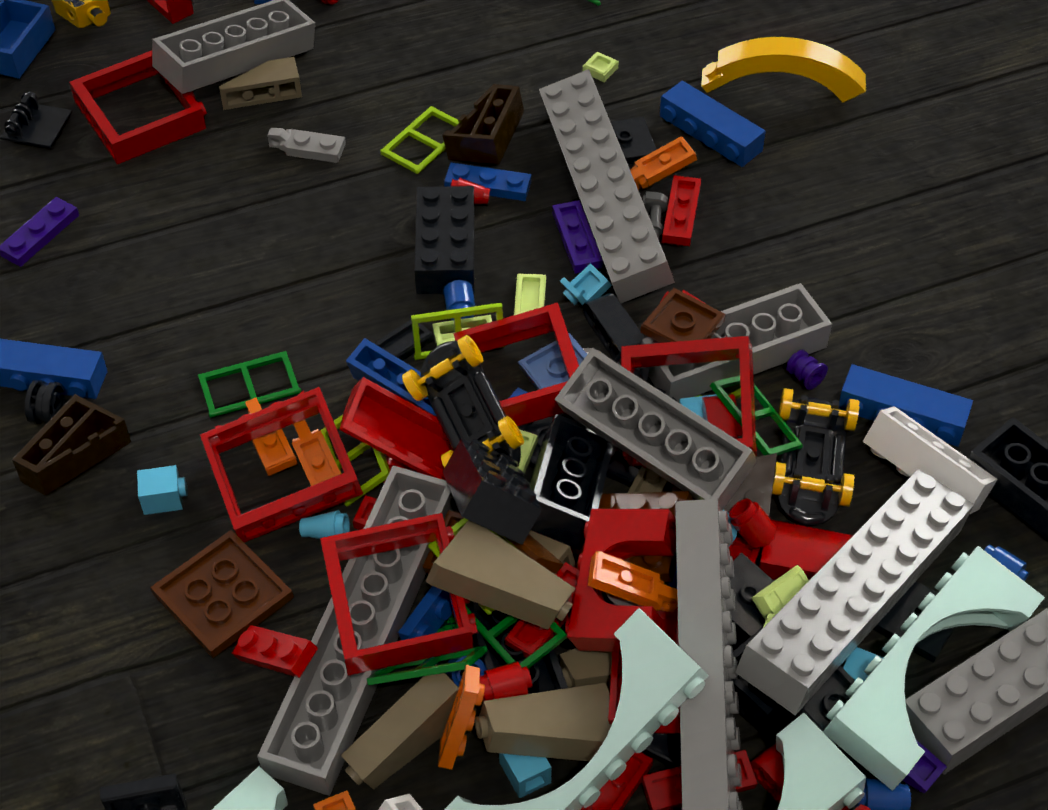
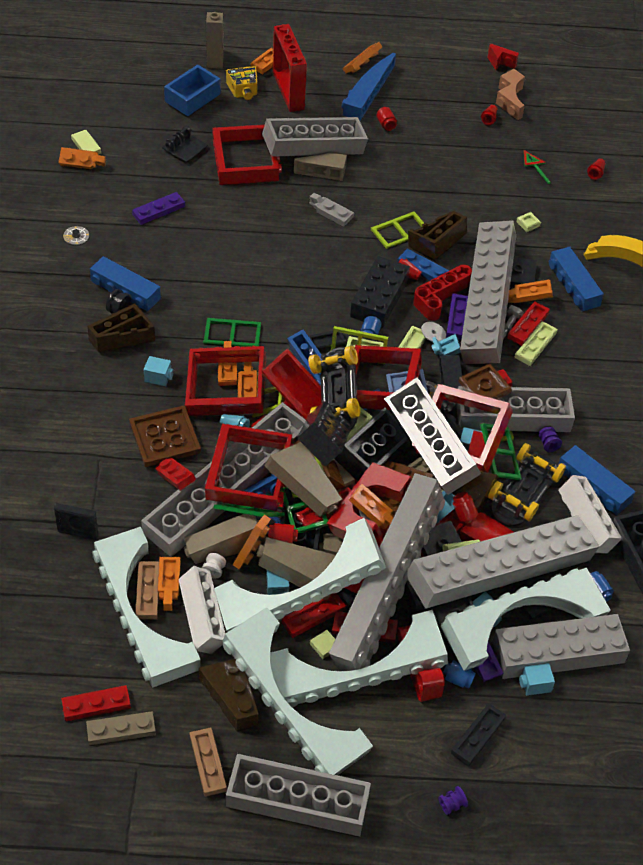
camera: 20 degrees right, 0 degrees up
(409, 779) = (214, 563): none -> white wheel
(521, 220) = (430, 295): none -> red beam
(552, 271) = (432, 329): none -> light grey piece
(706, 236) = (536, 343): none -> yellowish green tile
(999, 753) = (537, 679): none -> medium azure brick

